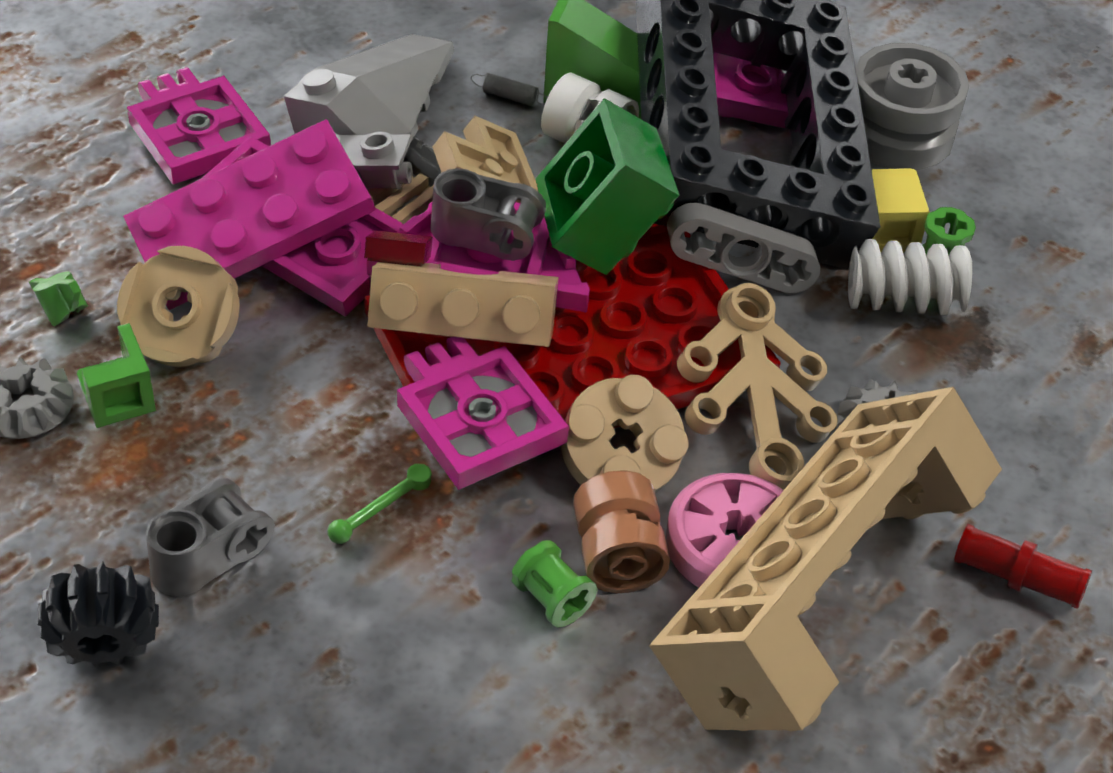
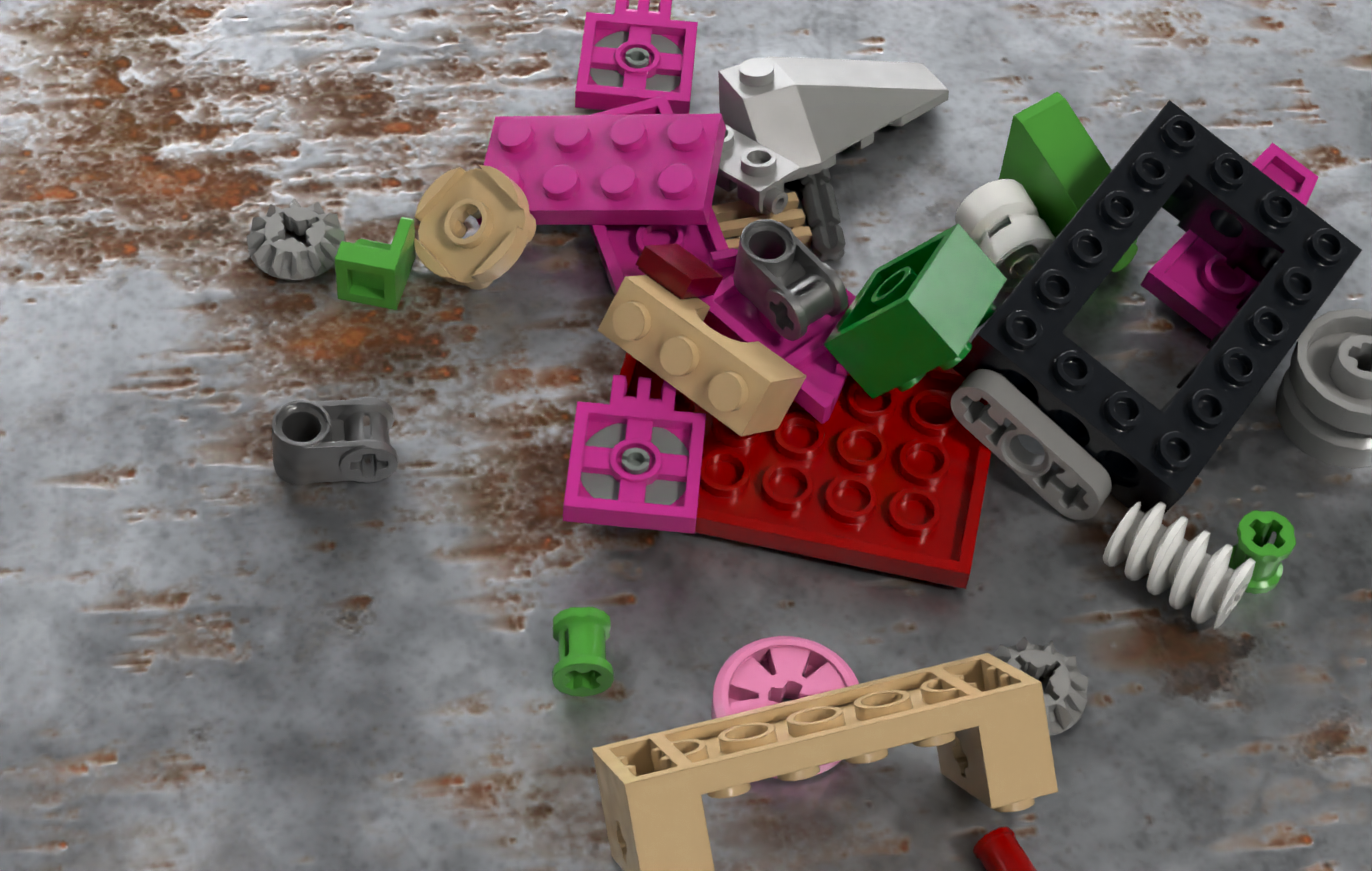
camera: 35 degrees right, 5 degrees up
(58, 296) = (392, 163): bright green piece -> none
(98, 614) = (193, 456): black gear -> none
(417, 478) = (453, 500): bright green hinge -> none
(486, 151) = (857, 238): tan plate -> none
(509, 89) = (965, 164): light grey piece -> none
(621, 531) = (674, 640): nougat wheel -> none
(633, 406) = (779, 531): tan plate -> none
(749, 316) = (930, 572): tan plant -> none
(900, 206) = (1233, 485): light yellow panel -> none

